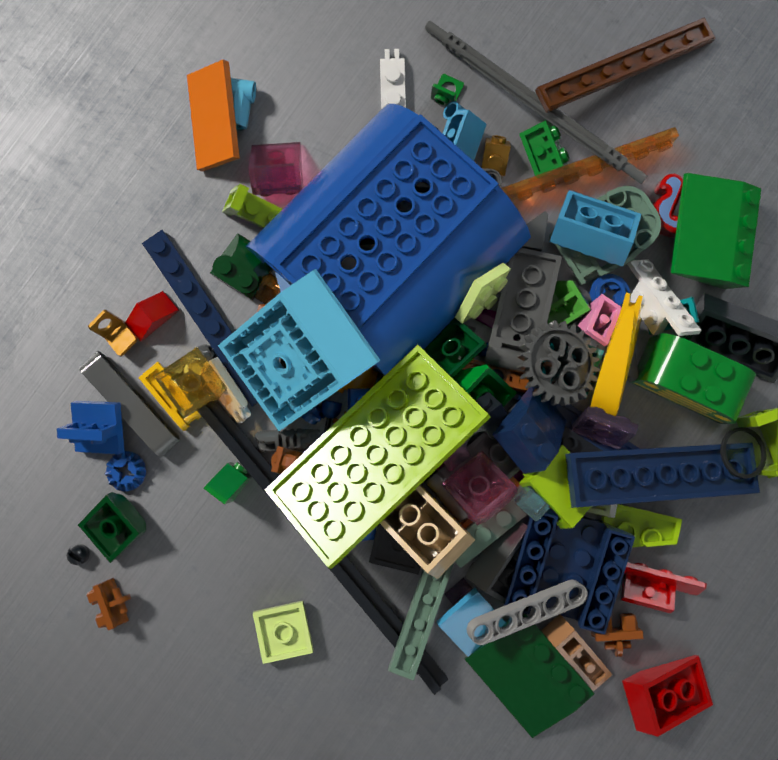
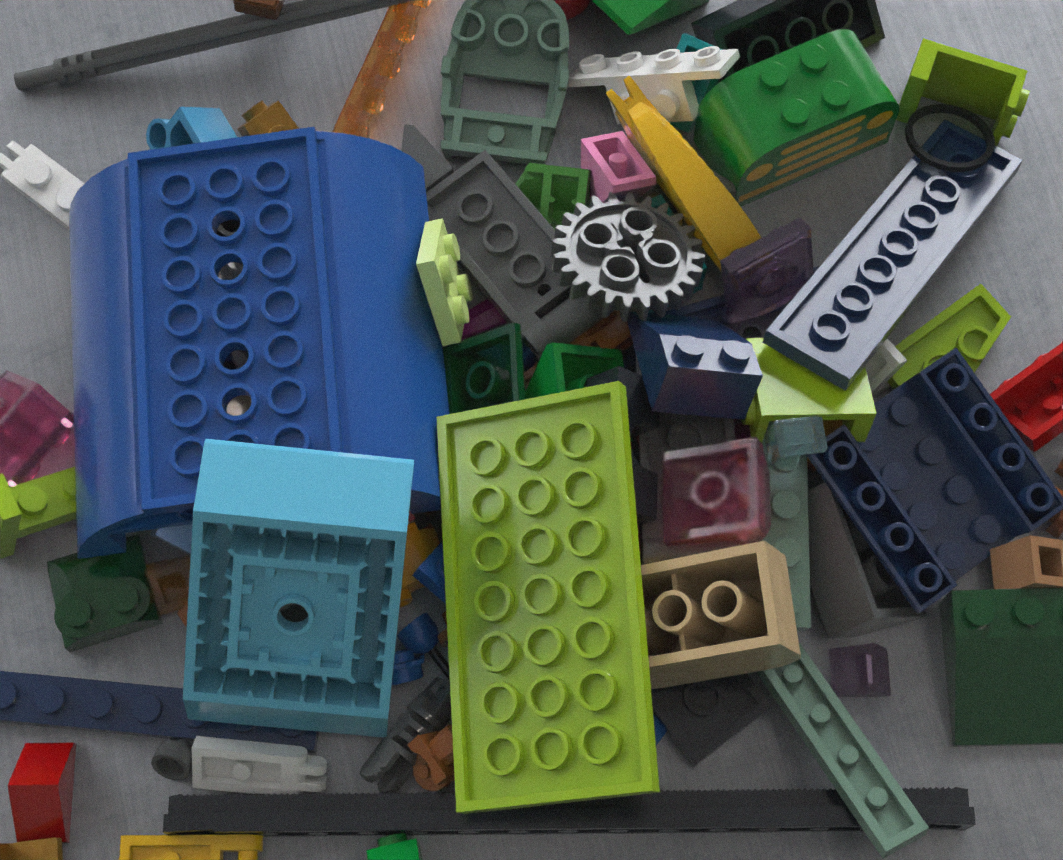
camera: 55 degrees left, 15 degrees down
(191, 383) = (199, 796): clear yellow slope -> none
(444, 96) = (126, 126): green bracket -> none
(456, 619) = (904, 685): dark azure tile -> none
(515, 610) = (937, 594): light grey beam -> none
(544, 147) = (317, 67): green bracket -> none
(596, 228) = (487, 79): dark azure slope -> none
(611, 282) = (576, 126): blue gear -> none

